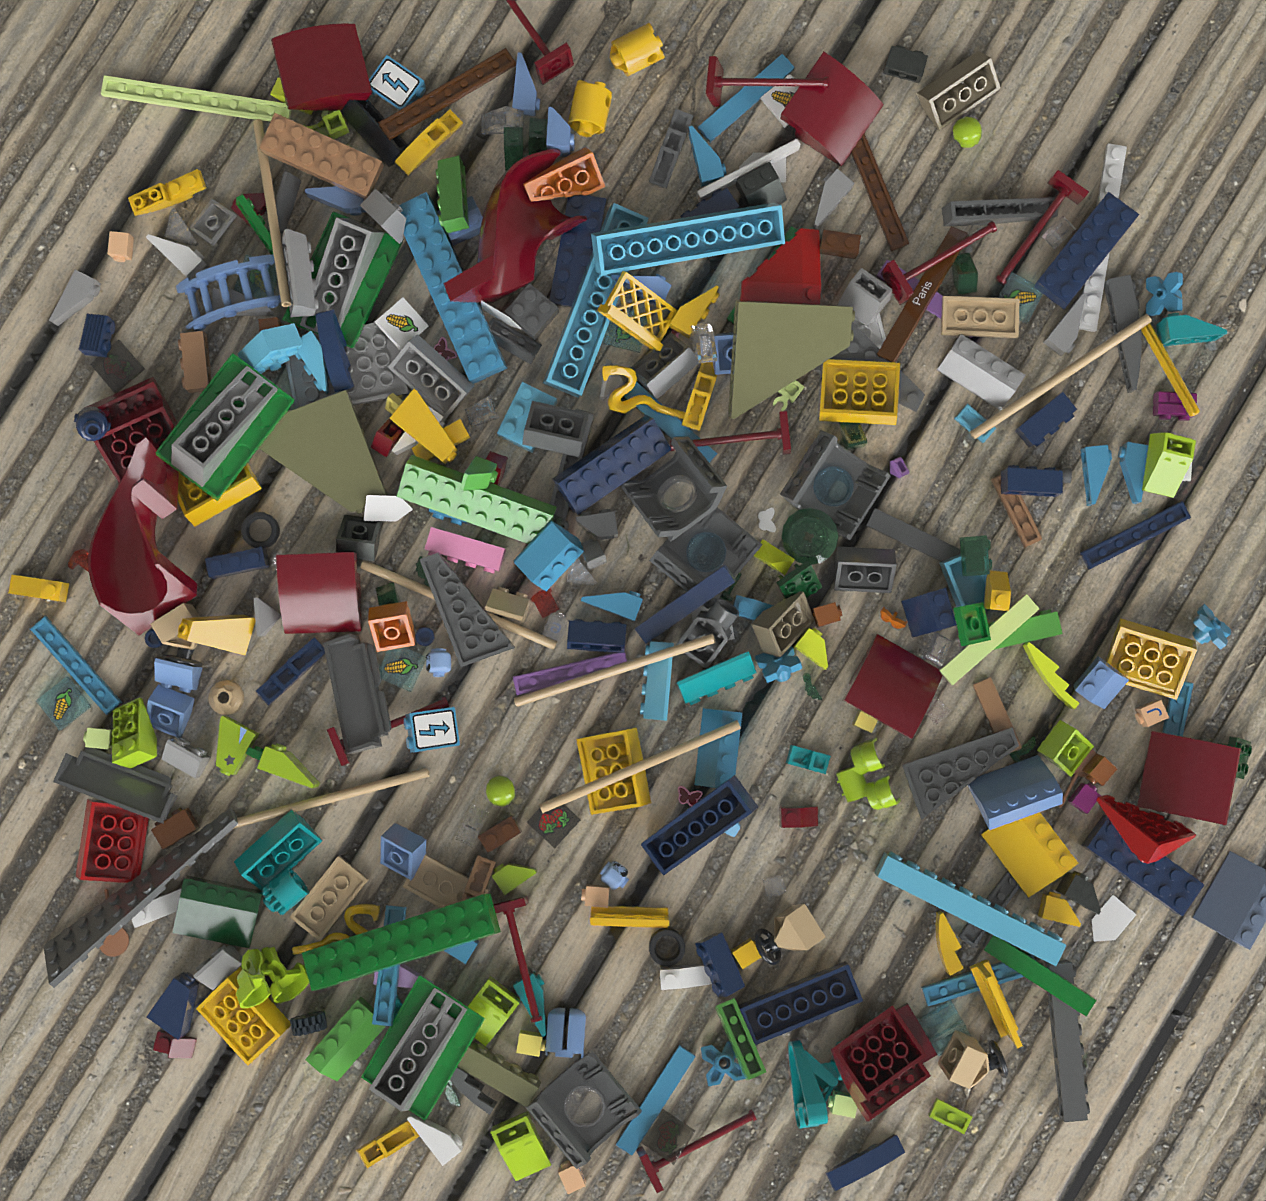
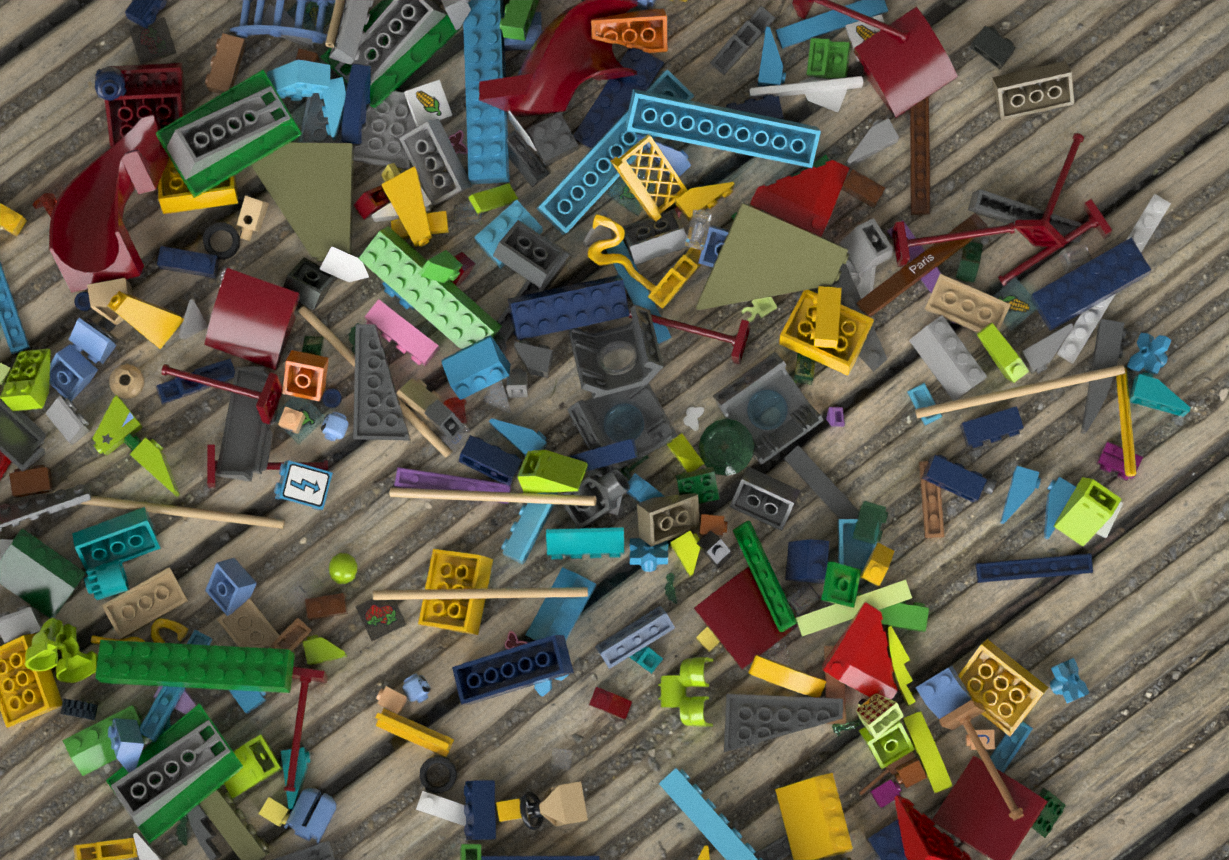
camera: 30 degrees right, 5 degrees down
(281, 488) = (255, 209): none -> tan torso
(366, 663) = (267, 399): none -> dark red tile
(366, 1040) = (126, 742): none -> medium blue slope
(396, 673) = (291, 420): none -> light nougat brick
(499, 389) = (493, 198): none -> lime tile
(539, 617) = (444, 419): none -> dark grey brick
(660, 627) = (550, 472): none -> lime slope
(757, 135) = (828, 59): none -> bright green slope
(761, 187) = (812, 108): pearl dark grey slope -> none
(798, 747) = (635, 637): none -> sand blue fence
(838, 635) = (714, 549): none -> black slope
(857, 378) = (826, 317): none -> yellow brick
(895, 622) = (774, 558): orange piece -> none
(895, 642) = (764, 576): none -> green tile
(953, 728) = (787, 677): none -> yellow slope
(967, 132) = (1026, 132): lime hair -> none
(1014, 682) = (862, 656): none -> red slope
(1015, 792) = (820, 760): medium blue slope -> none
(1024, 218) = (1041, 232): none -> dark red tile
(1031, 348) = (1002, 353): none -> lime slope
(1050, 728) = (878, 714): none -> yellowish green torso
(1107, 744) = (927, 752): none -> neon yellow slope
(1131, 701) = (963, 716): none -> medium nougat tile

